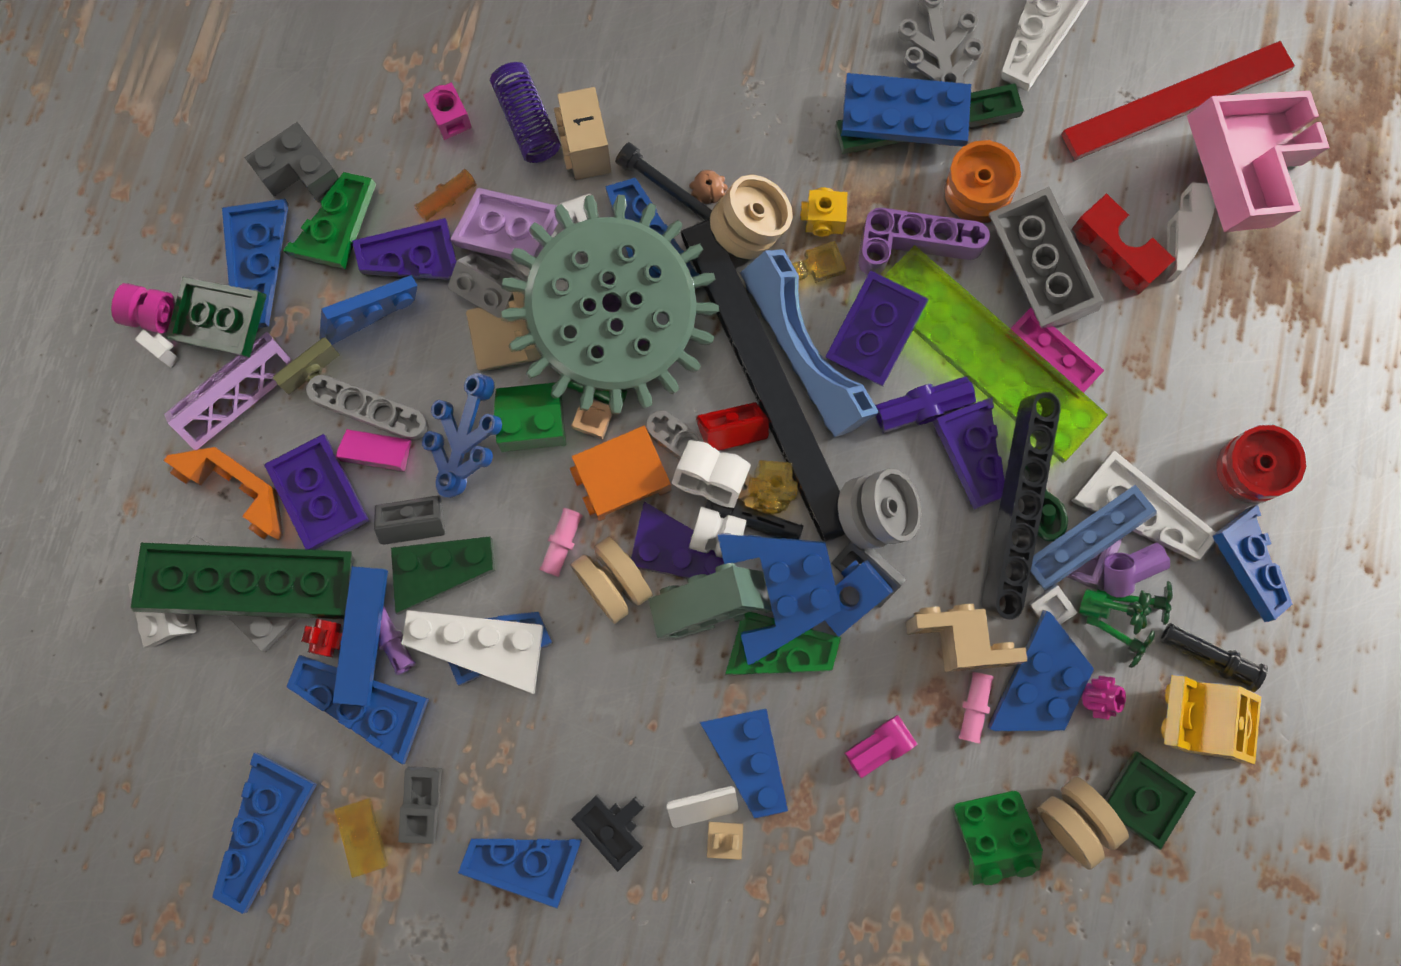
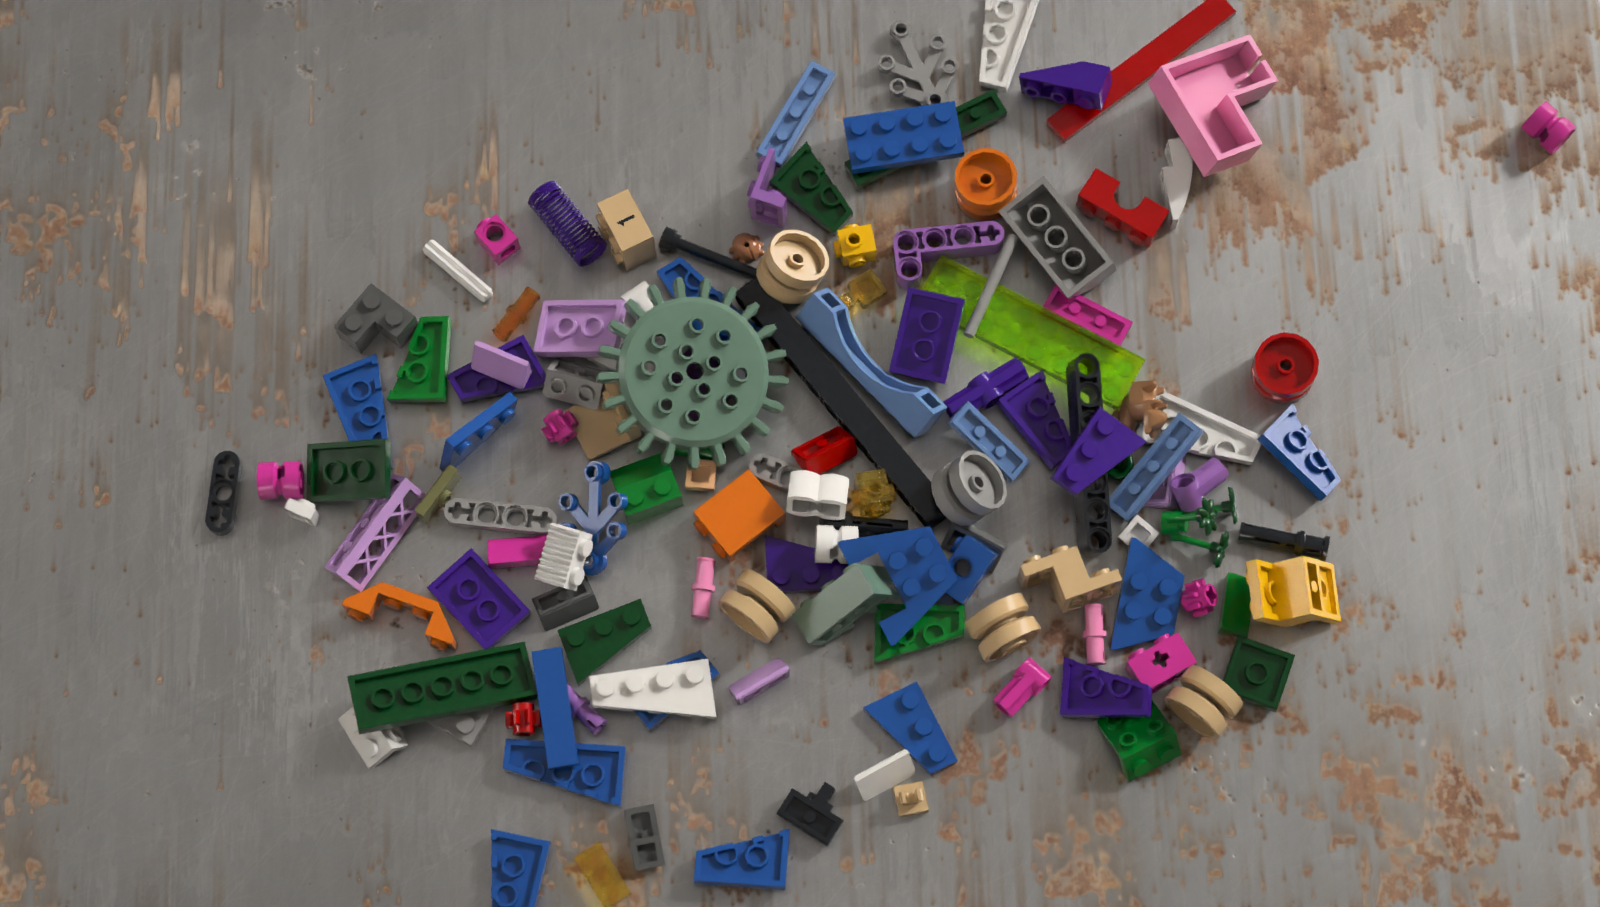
camera: 10 degrees left, 5 degrees down
(78, 294) = (212, 512): none -> black beam
(398, 134) = (457, 270): none -> white axle
(410, 244) = (500, 365): none -> lavender slope
(417, 470) = (564, 557): none -> white brick
(455, 326) = (560, 426): none -> dark pink gear
(593, 661) = (759, 681): none -> lavender slope
(740, 141) = (767, 204): none -> medium lavender bracket
(793, 143) = (812, 191): none -> dark green wing
(798, 59) = (797, 112): none -> medium blue plate
(877, 676) = (1003, 627): none -> tan wheel
(914, 460) = (988, 440): none -> medium blue tile
(959, 292) = (990, 286): none -> light grey bar
(968, 780) = (1099, 694): none -> dark purple wing
(1031, 505) = (1095, 451): none -> dark purple wing
(1062, 763) = (1166, 648): none -> dark pink brick
(1089, 465) = (1142, 405): none -> medium nougat animal
(1104, 98) = (1072, 83): none -> dark purple slope
(1141, 715) = (1235, 606): none -> green slope

